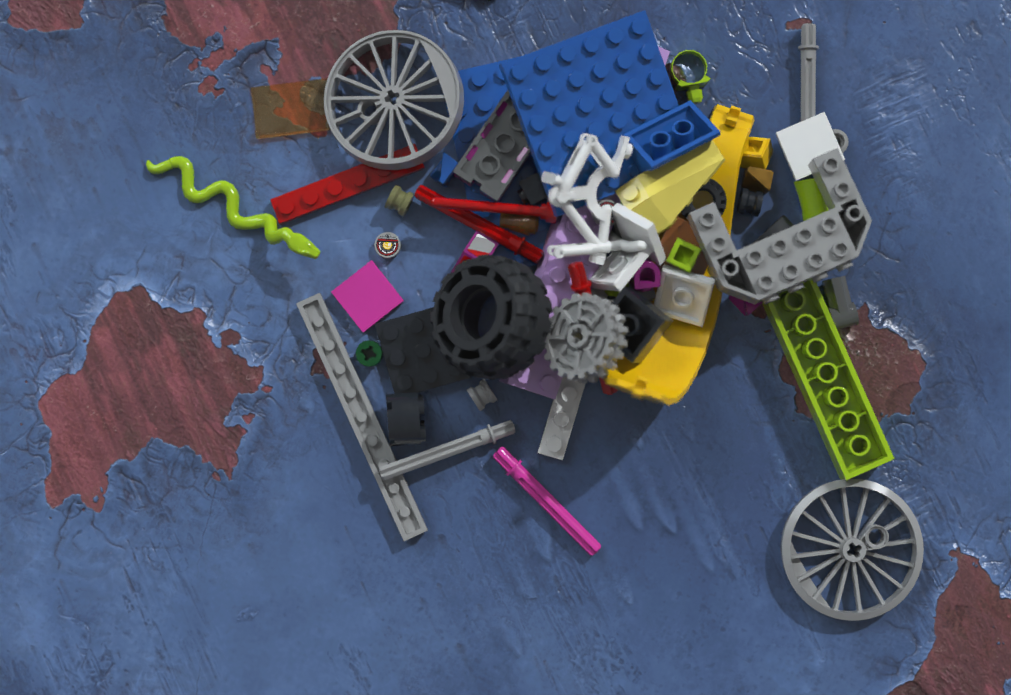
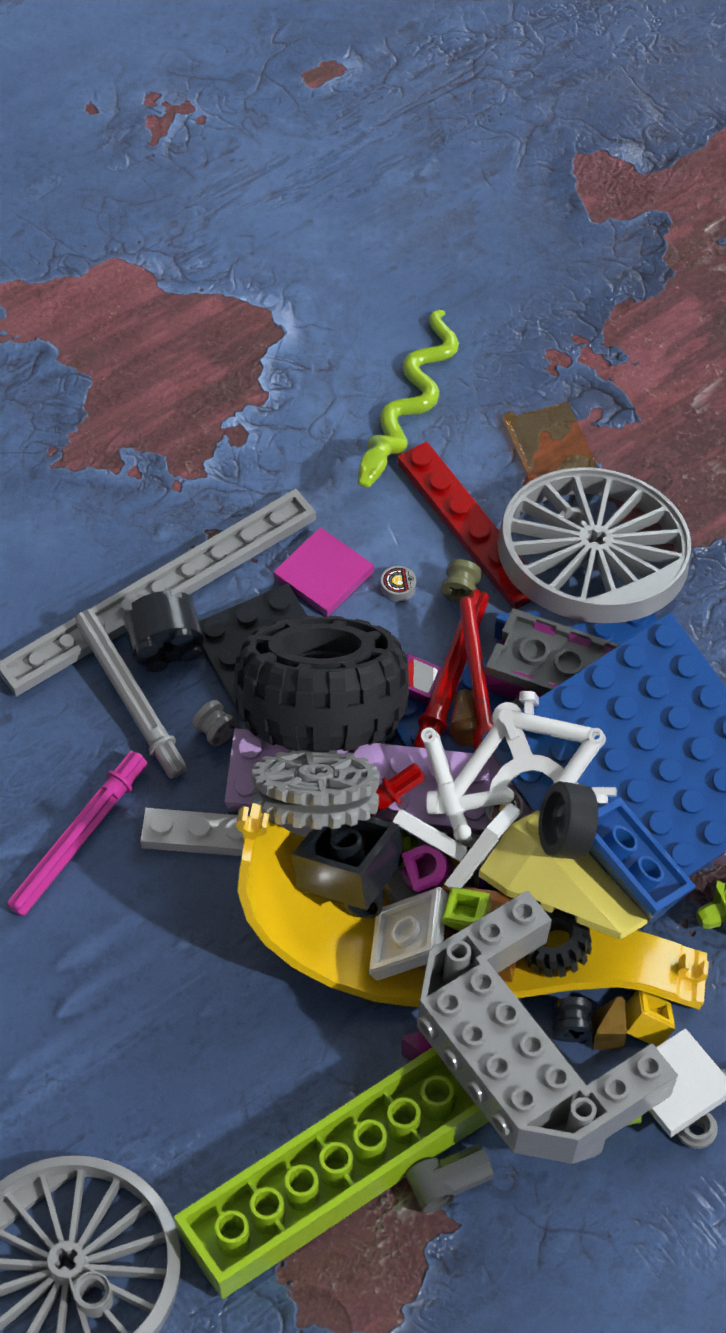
camera: 80 degrees right, 30 degrees down
(374, 354) = (254, 581): dark green wheel -> none
(648, 173) = (568, 820): none -> black tyre

